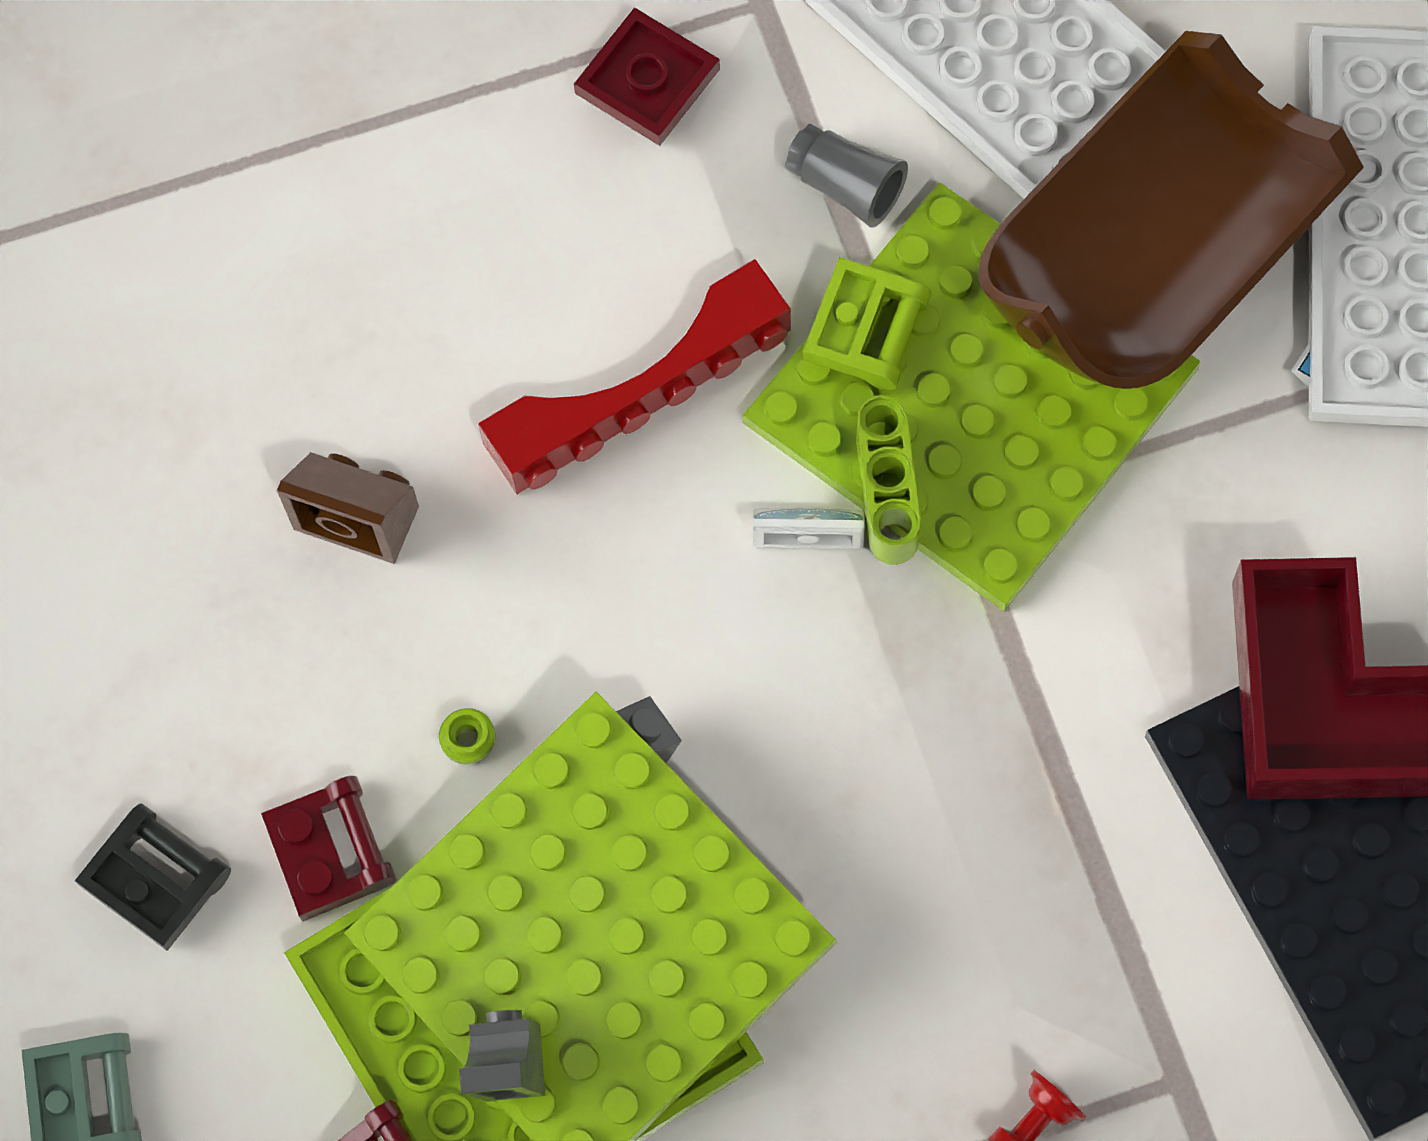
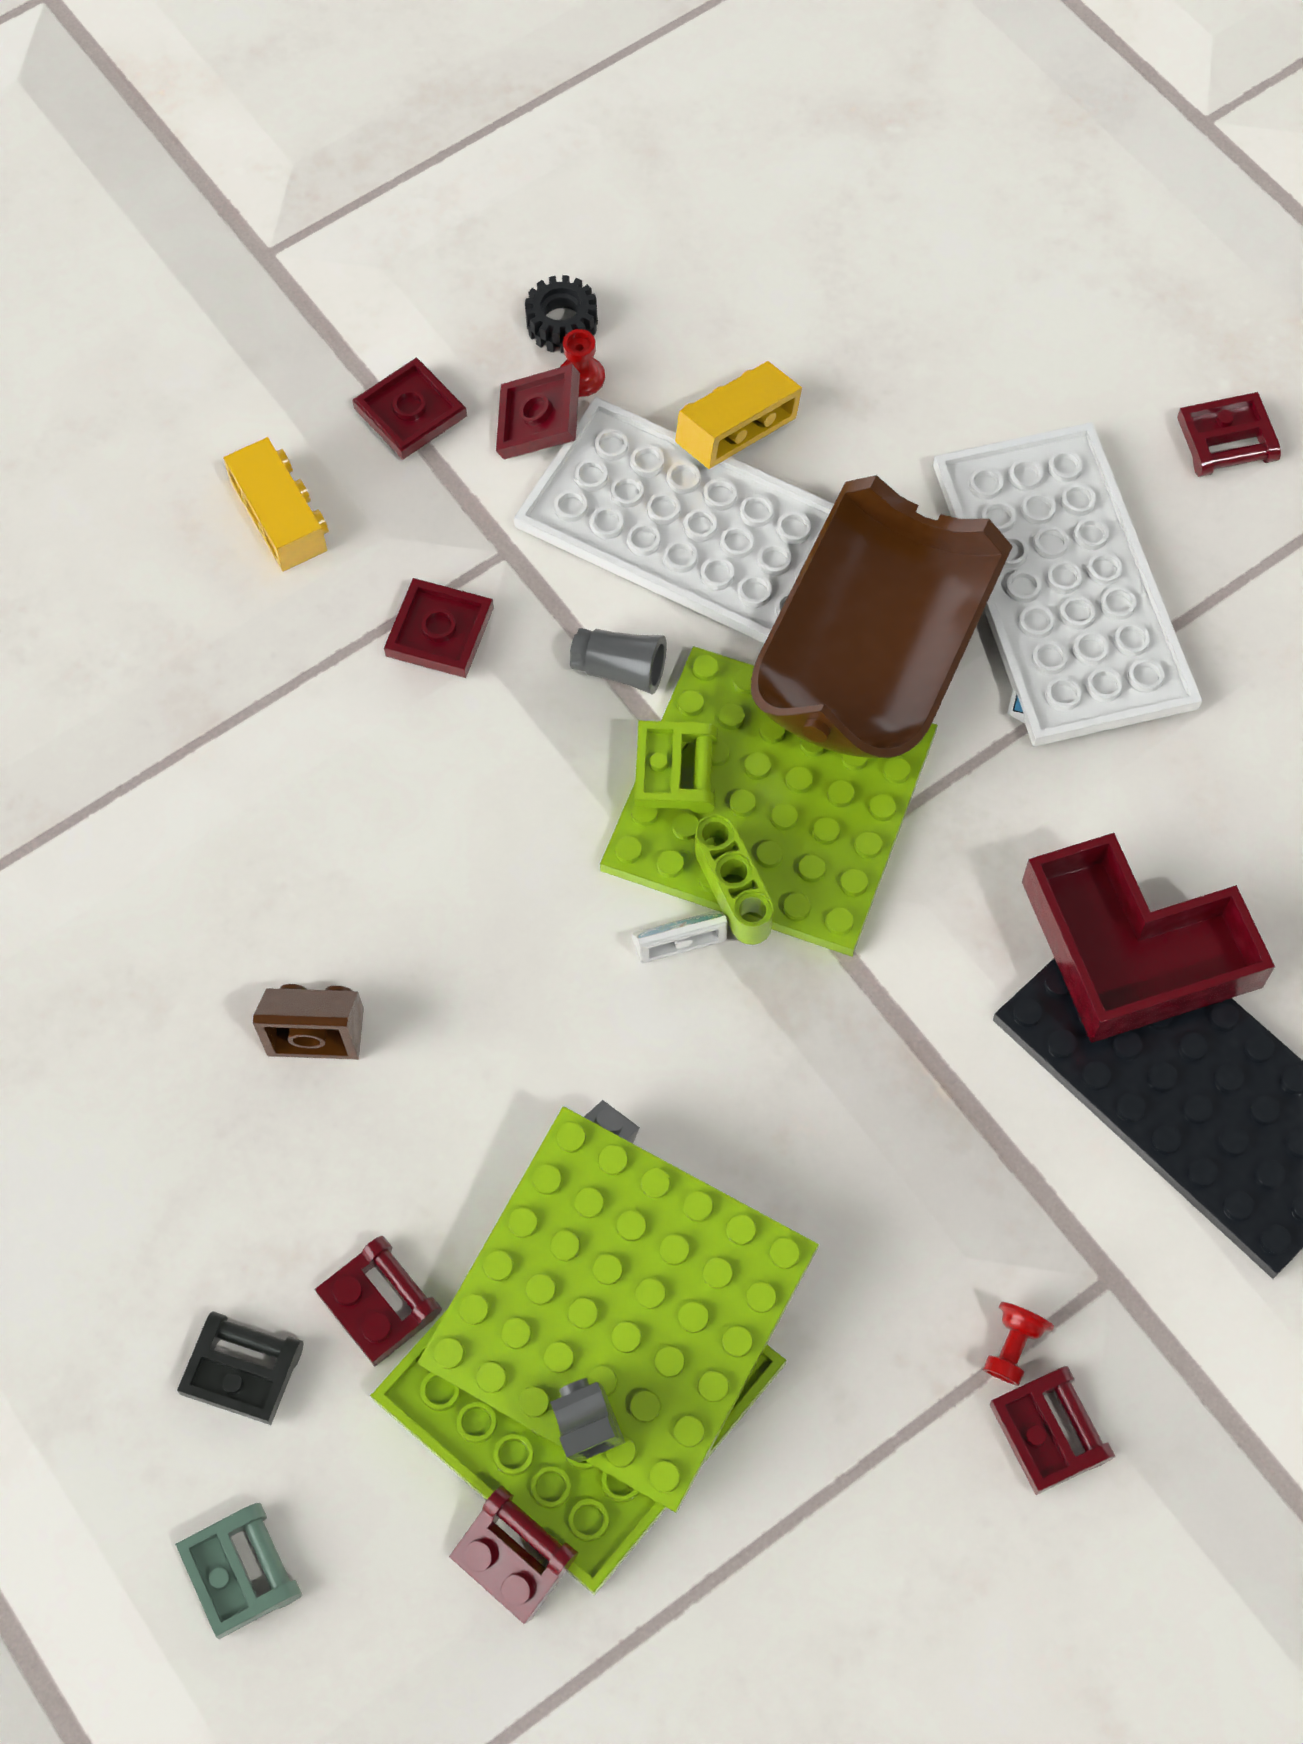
camera: 20 degrees left, 5 degrees down
(461, 721) = (459, 1164): lime plate -> none
(545, 433) = (449, 921): red arch -> none

